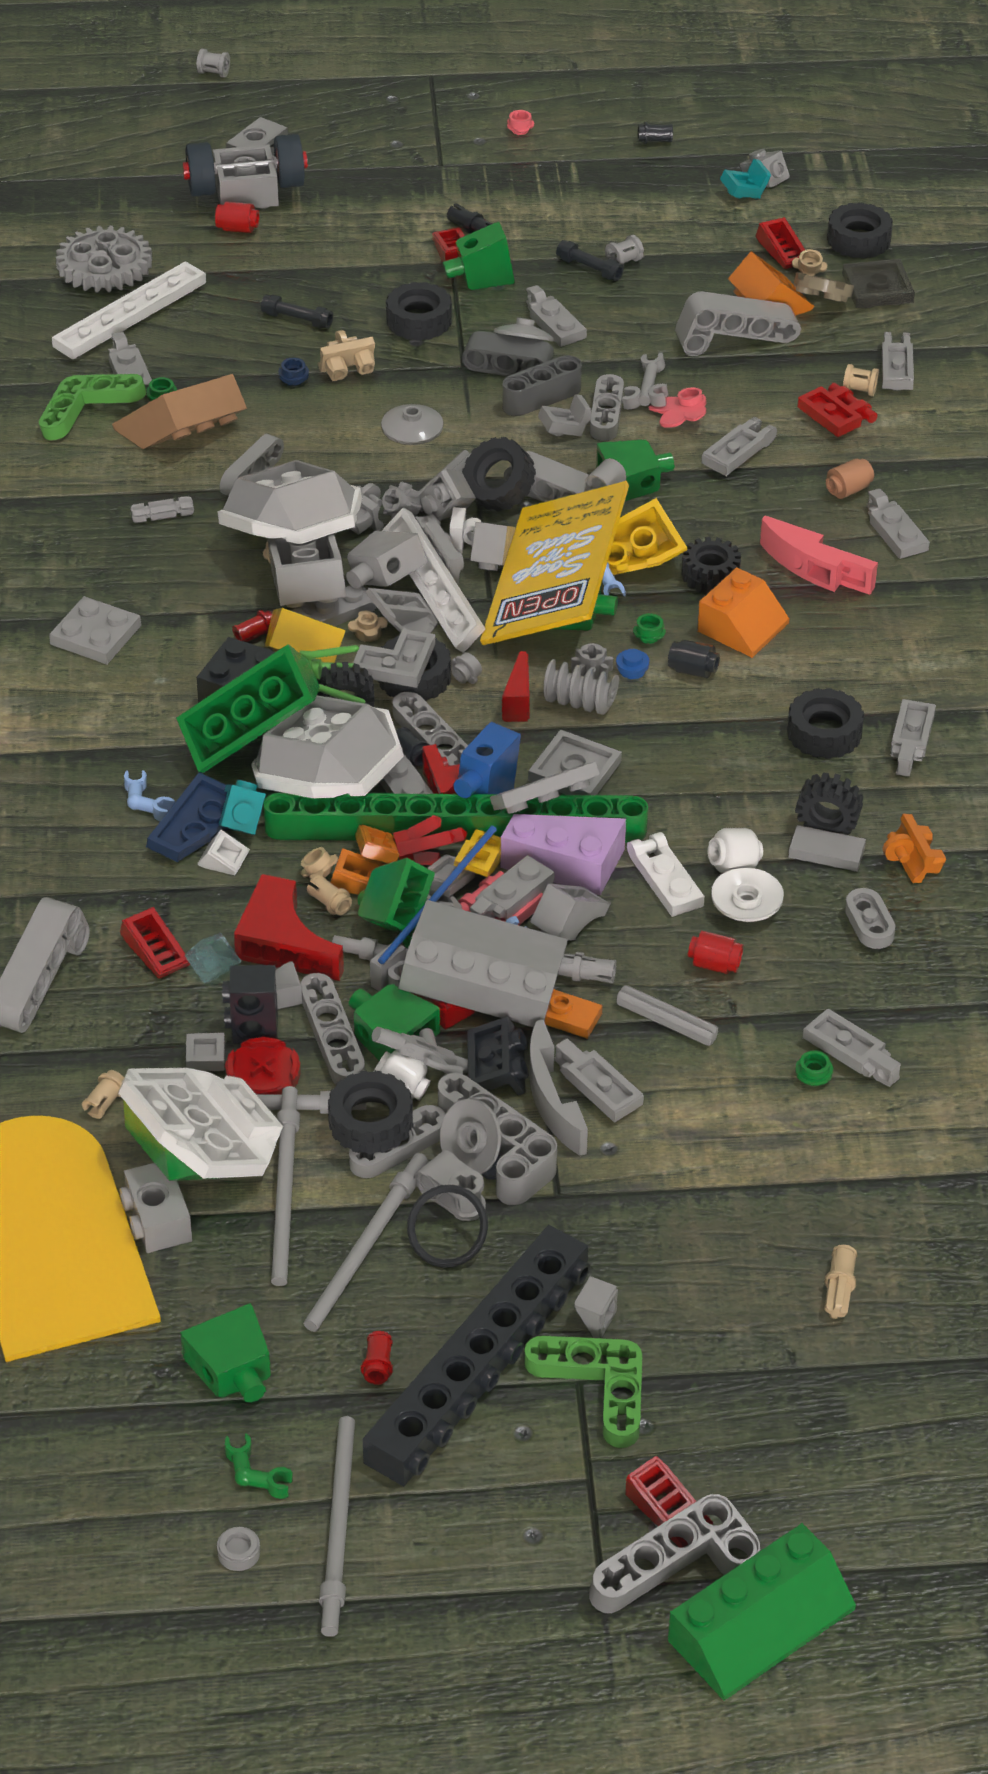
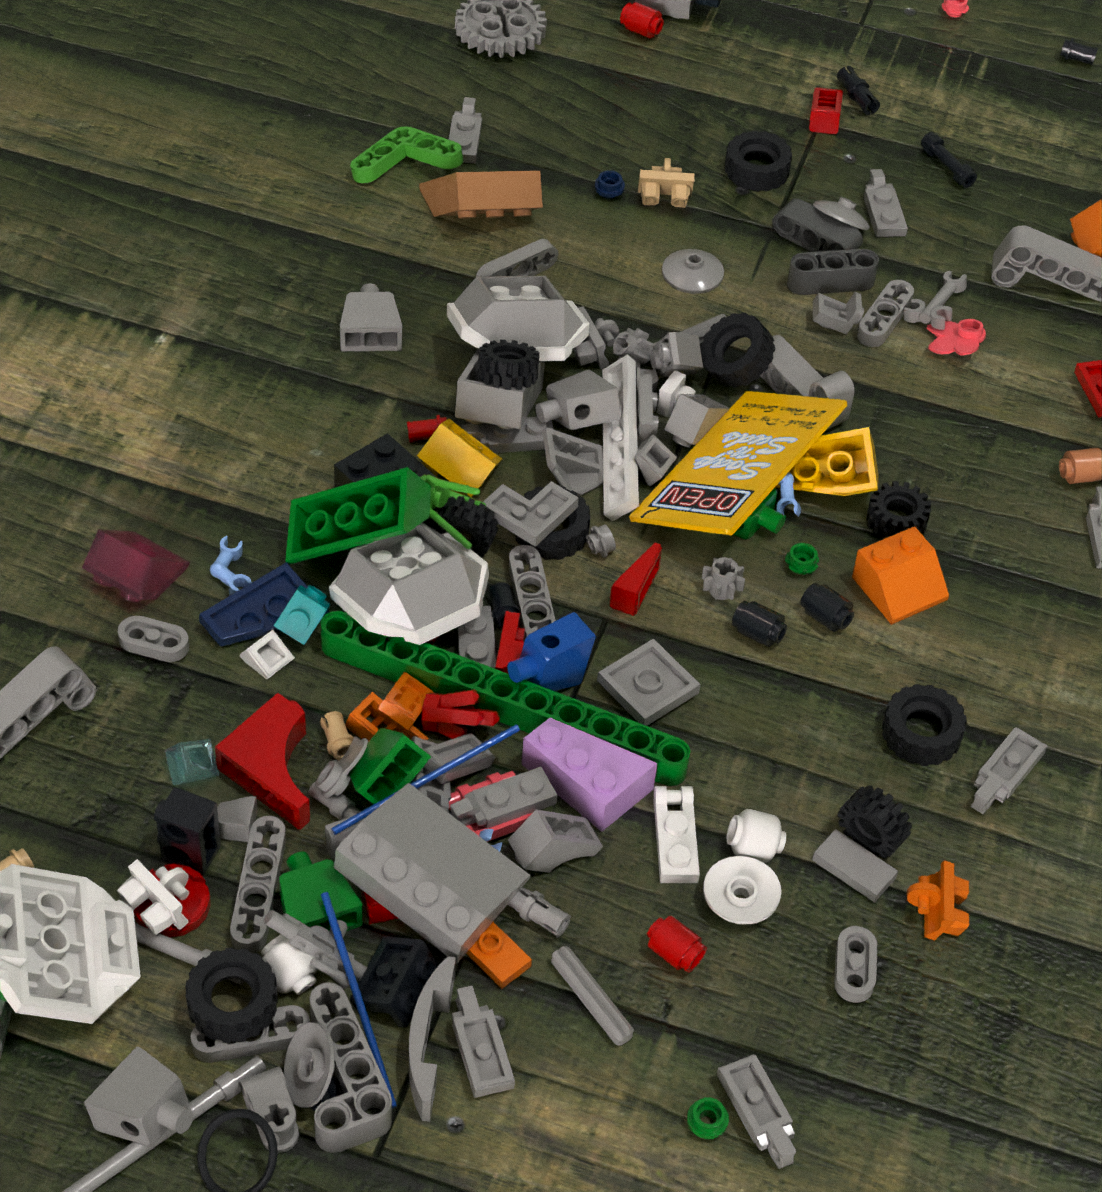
camera: 20 degrees right, 5 degrees up
(57, 820) = (132, 564): none -> clear pink slope
(95, 630) = (285, 382): light grey plate -> none
(114, 873) = (157, 641): none -> light grey plate
(128, 310) = (495, 79): white plate -> none
(147, 553) = (370, 321): none -> light grey torso
(150, 920) = (141, 701): red slope -> none
(159, 387) = (479, 163): green plate -> none
(162, 509) = (413, 282): light grey axle -> none
(205, 1051) = (118, 858): light grey plate -> none
(257, 1058) = (165, 907): none -> white hips
(290, 1119) = (151, 974): light grey bar -> none
(314, 540) = (508, 364): none -> black tyre
(318, 863) = (344, 698): tan plate -> none
(320, 317) = (663, 138): black bar -> none
(342, 1215) = (140, 1101): none -> light grey torso
(353, 921) = (335, 776): none -> light grey plate
(367, 626) = (532, 463): tan plate -> none
(446, 1049) = (355, 990): none -> blue axle
(476, 587) = (654, 459): none -> light grey slope
(482, 259) = (842, 128): green torso -> none
(486, 859) = (504, 753): yellow slope -> none
(545, 788) = (593, 701): light grey plate -> none
(579, 689) = (694, 601): light grey piece -> none
(629, 254) = (995, 160): light grey bush -> none
(632, 663) = (766, 590): blue plate -> none
(640, 464) = (876, 384): green torso -> none
(643, 689) = (759, 623): none -> black brick
(738, 446) = (993, 395): light grey hinge -> none
(818, 563) = (1001, 540): coral slope -> none

